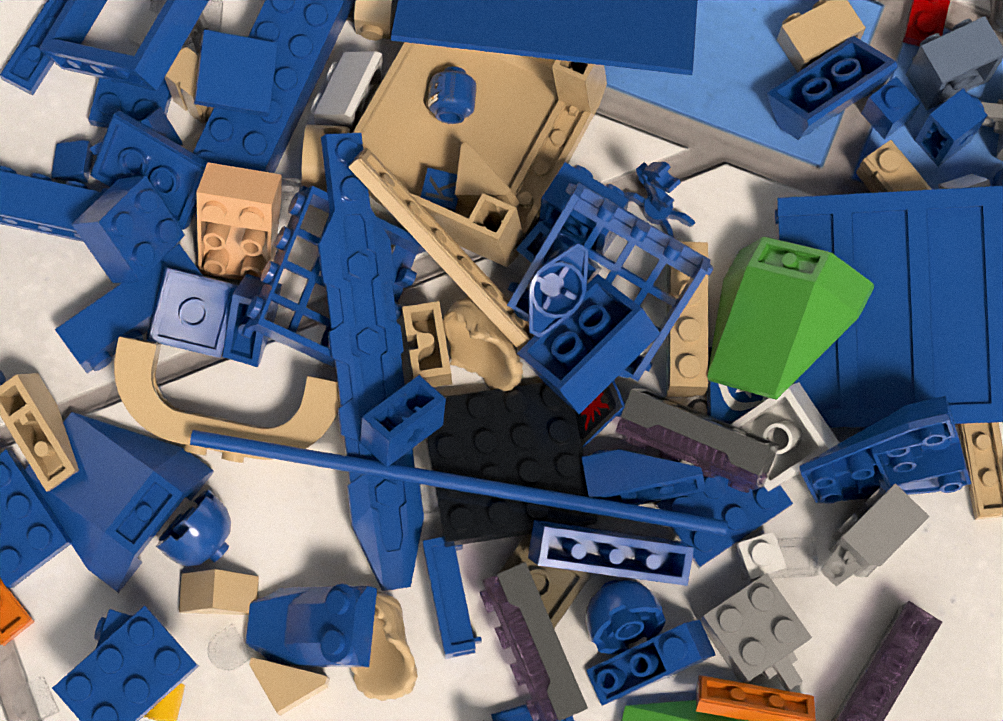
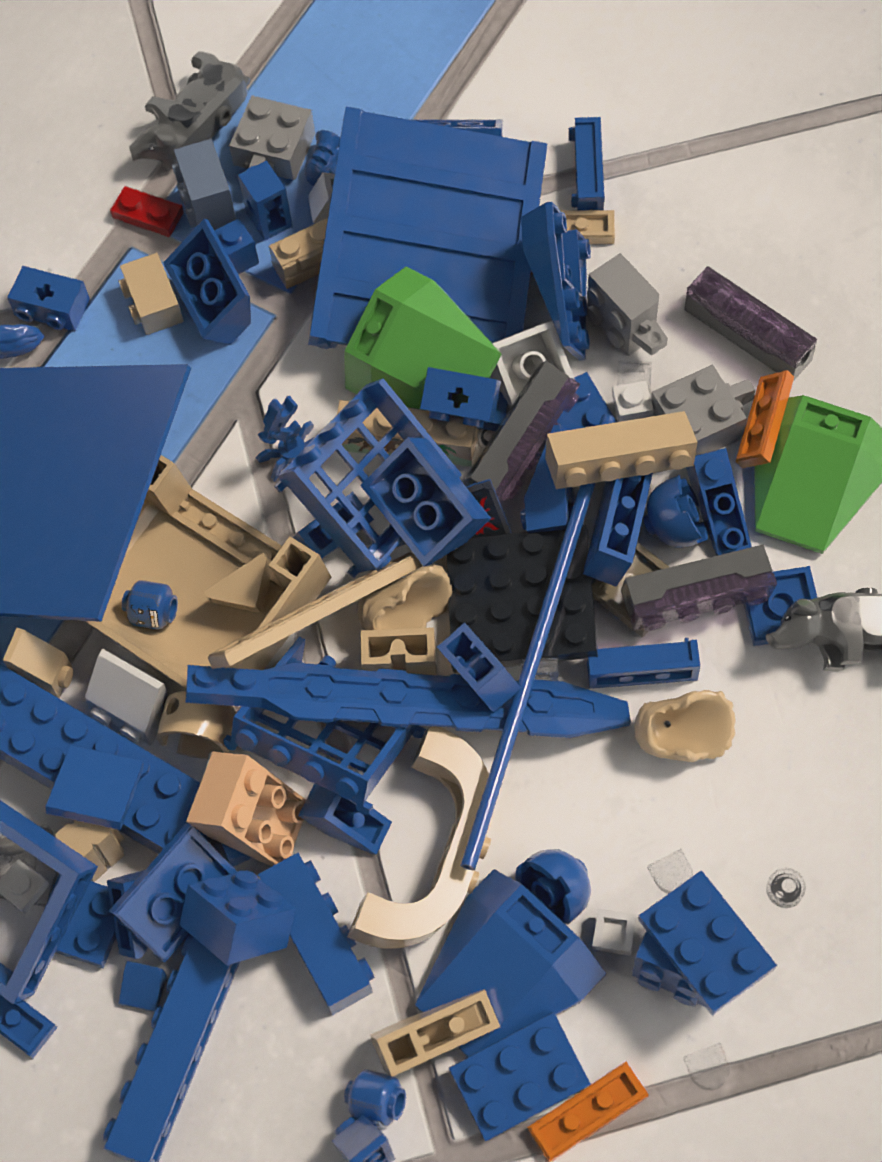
camera: 75 degrees left, 10 degrees down
(159, 594) = (614, 932): none -> white plate
(191, 312) = (331, 868): tile -> none
(217, 592) = (617, 876): tan slope -> none
(287, 685) = (715, 819): tan slope -> none
(314, 626) = (662, 780): blue slope -> none
(440, 188) = (239, 624): blue tile -> none
(557, 289) = (372, 514): blue hat -> none
(577, 224) = (280, 513): blue brick -> none
(672, 540) = (620, 450): none -> tan brick
(718, 362) = (441, 386): none -> blue brick

